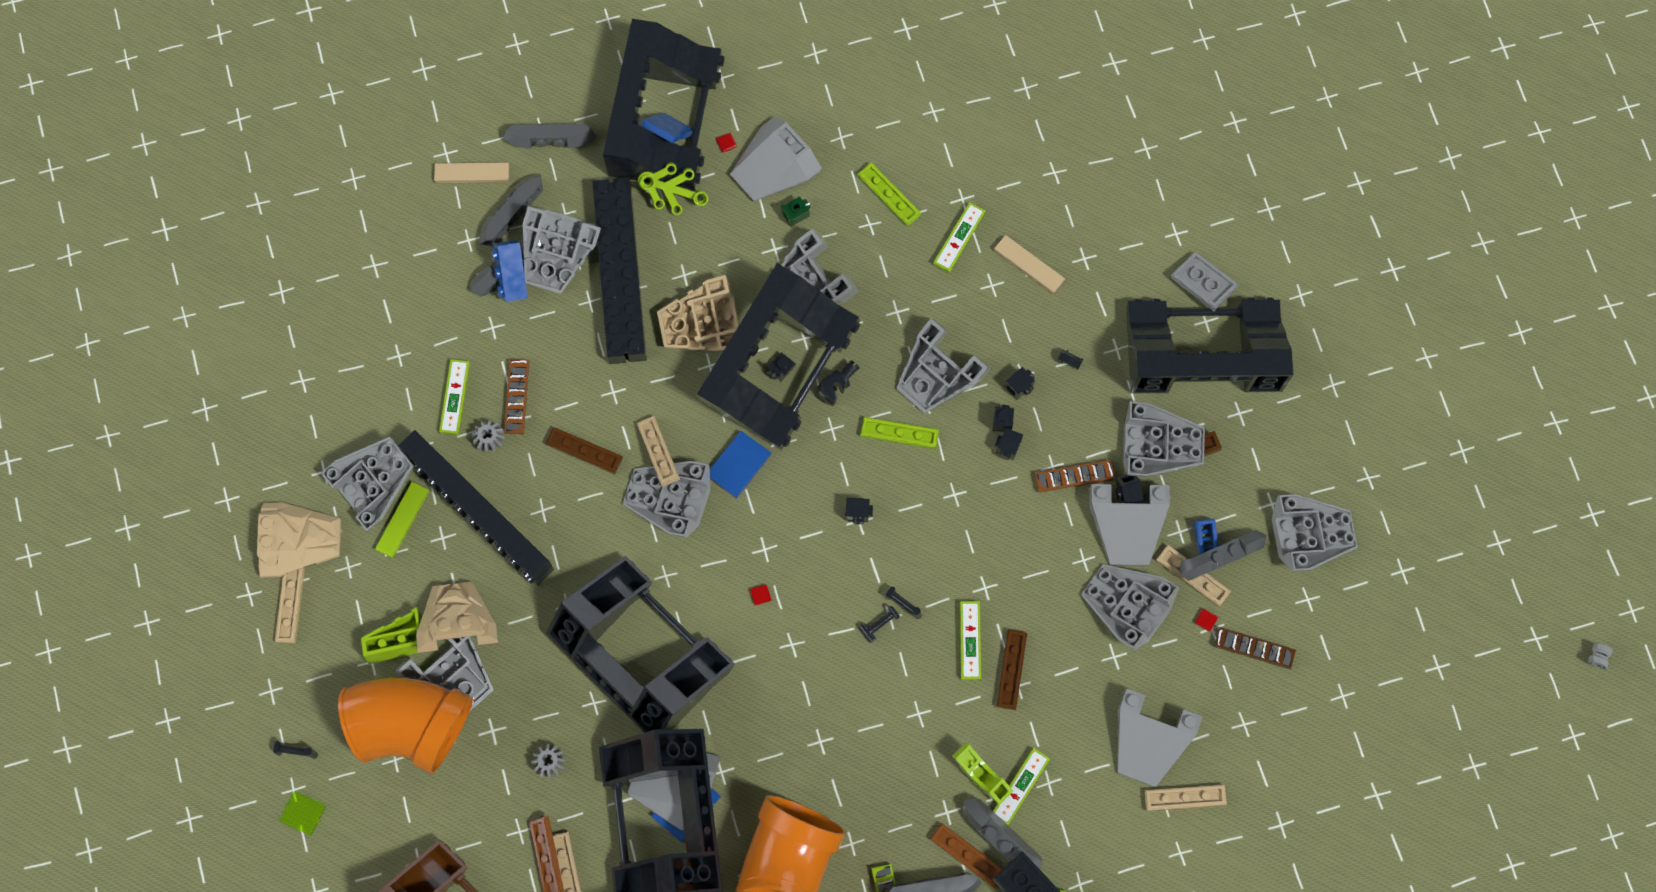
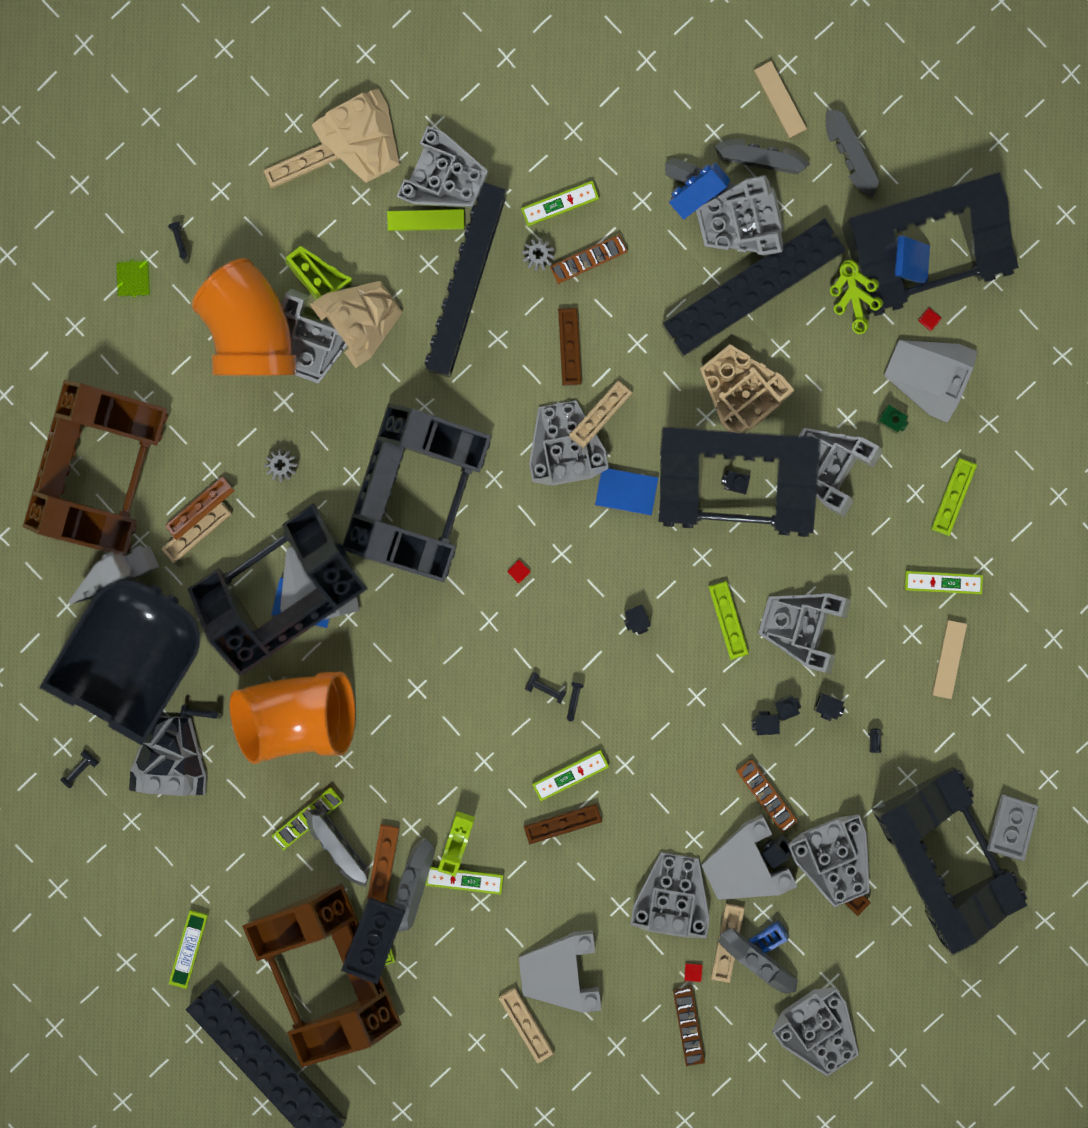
camera: 60 degrees right, 15 degrees up
(836, 378) = (749, 539): black piece -> none

